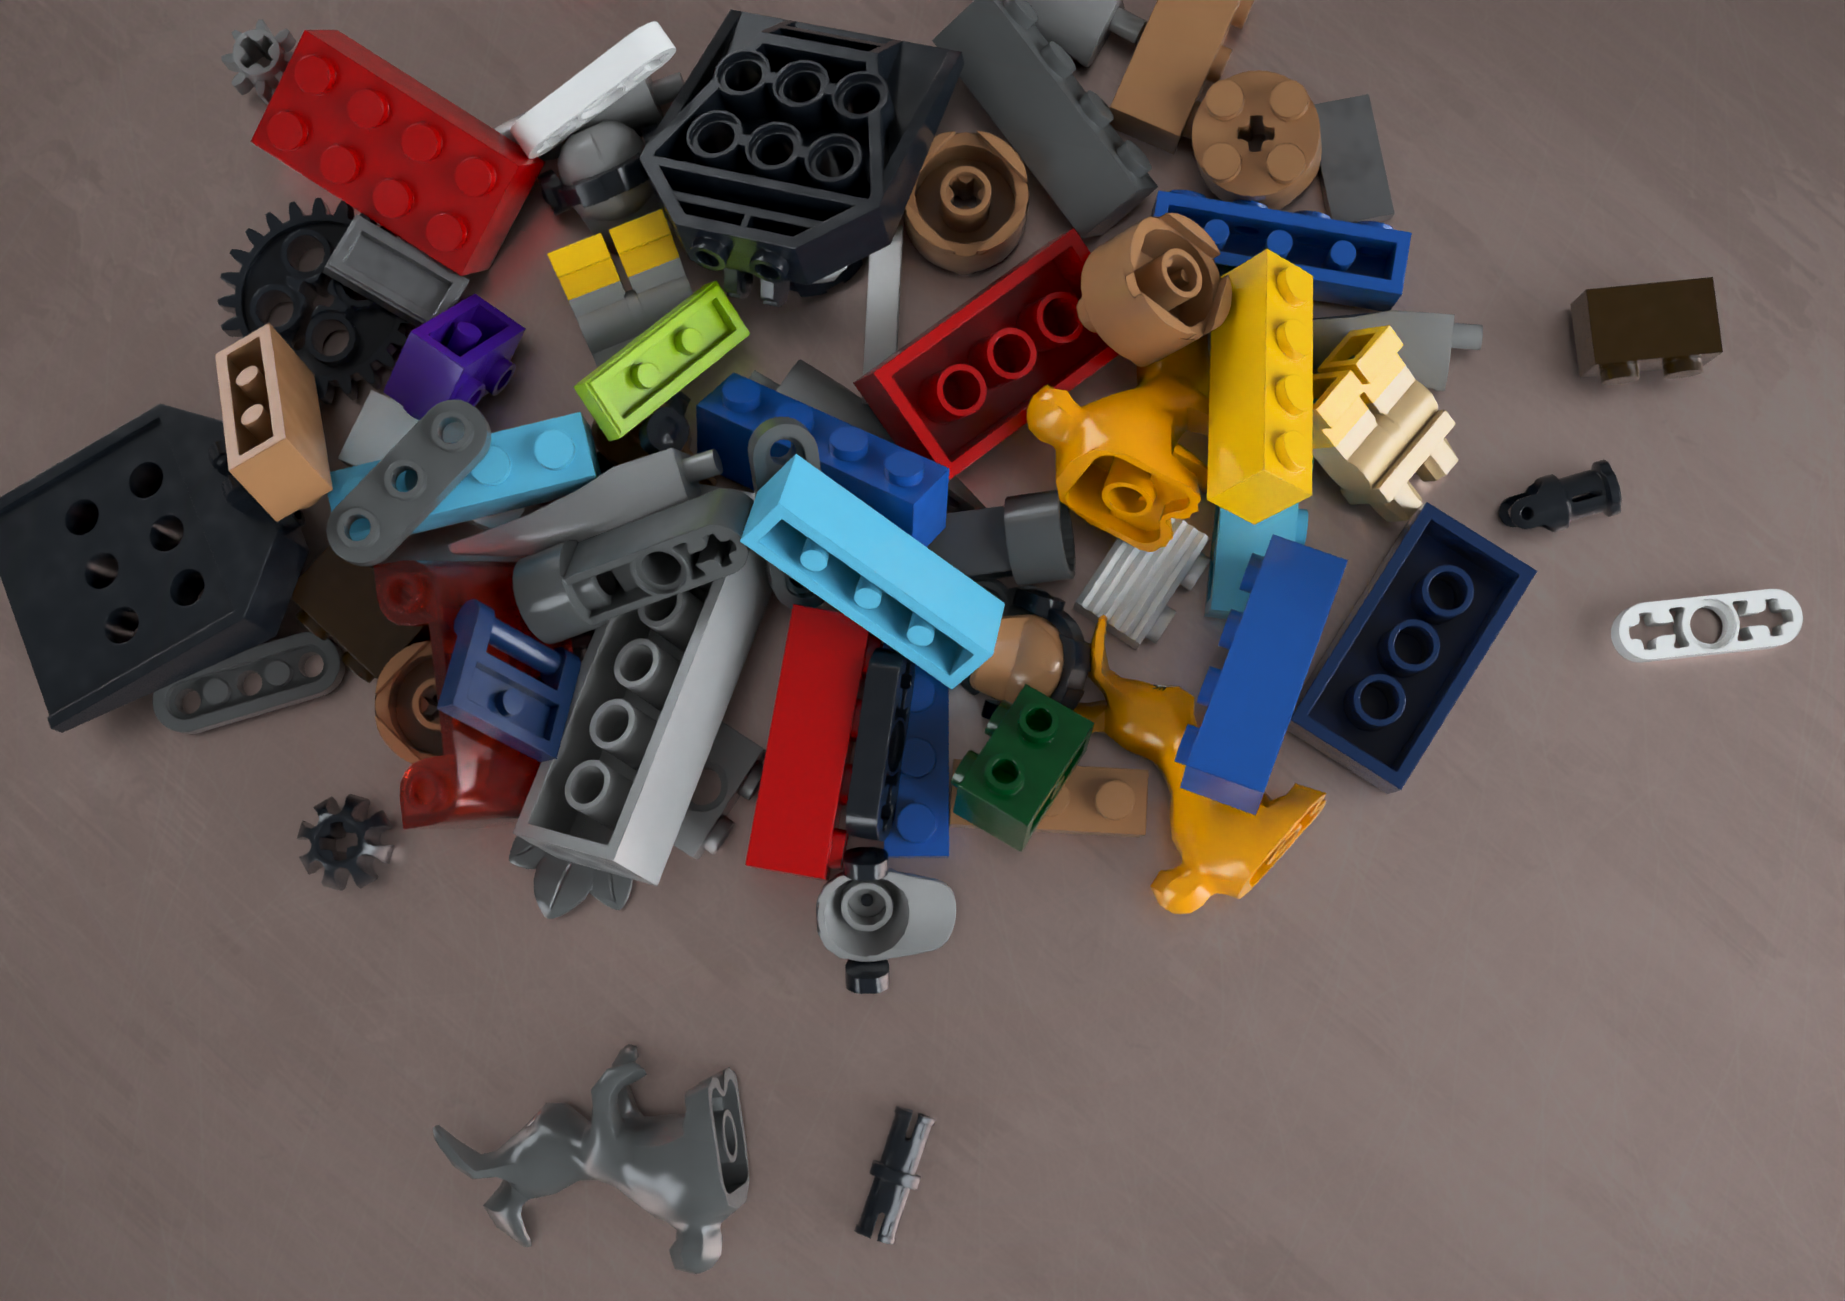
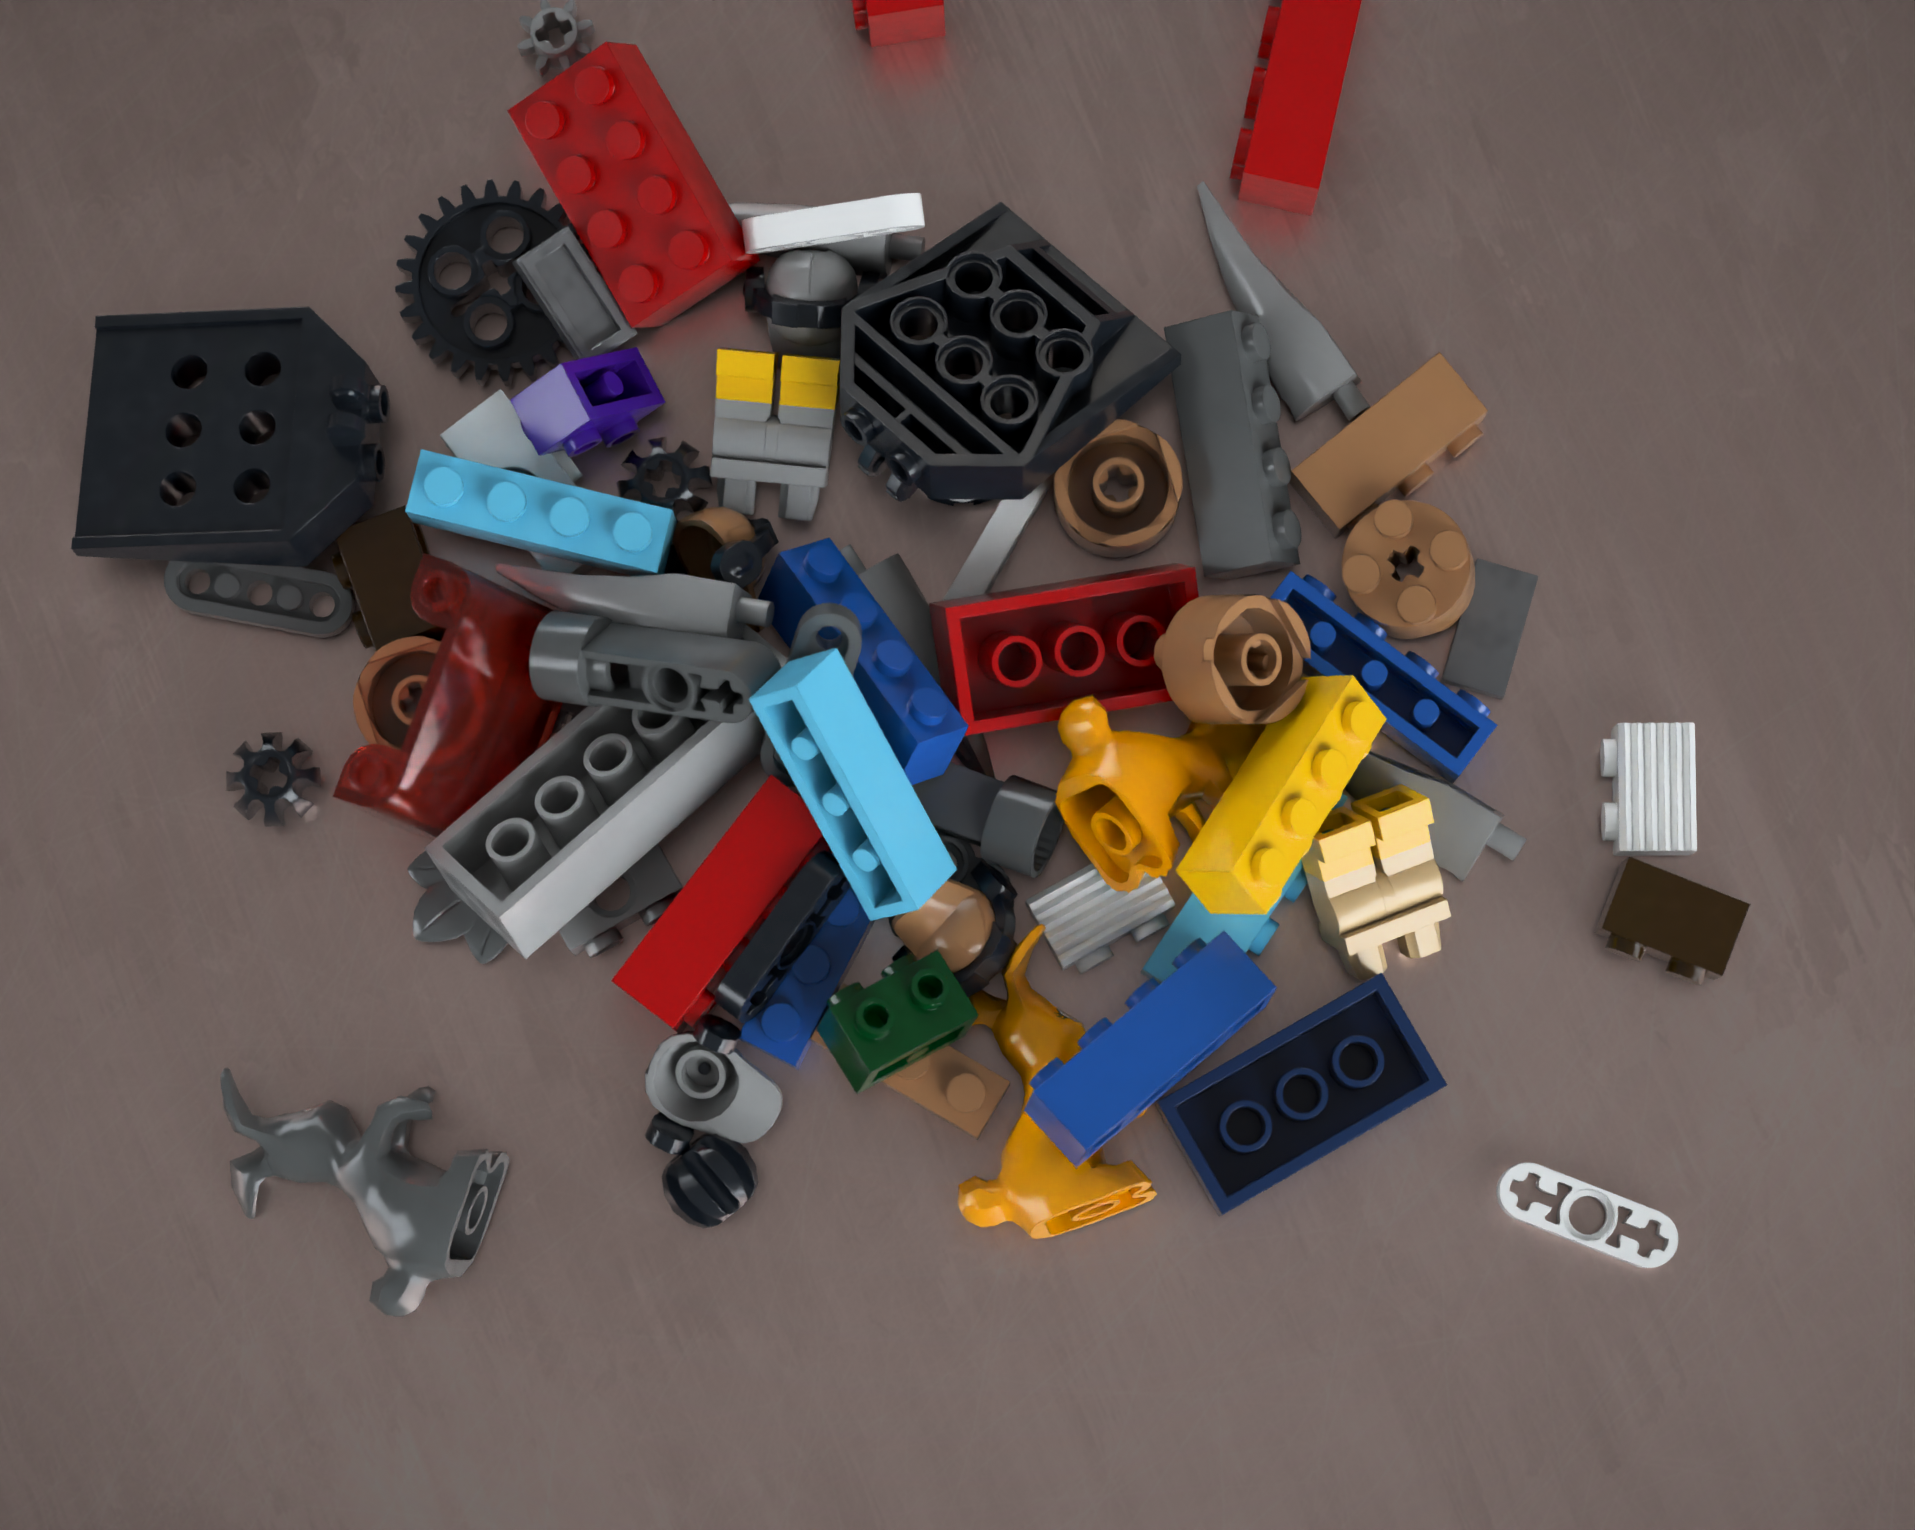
camera: 30 degrees right, 0 degrees up
(272, 423) = (400, 380): medium nougat brick -> none
(396, 513) = (522, 498): dark grey plate -> none
(502, 698) = (474, 724): dark blue plate -> none
(543, 393) = (654, 468): none -> black piece
(661, 361) = (769, 498): lime tile -> none
(895, 1175) = (603, 1323): black pin -> none
(924, 998) = (709, 1180): none -> black piece
(1550, 501) = (1503, 1034): black piece -> none
(1565, 226) = (1651, 789): none -> white brick

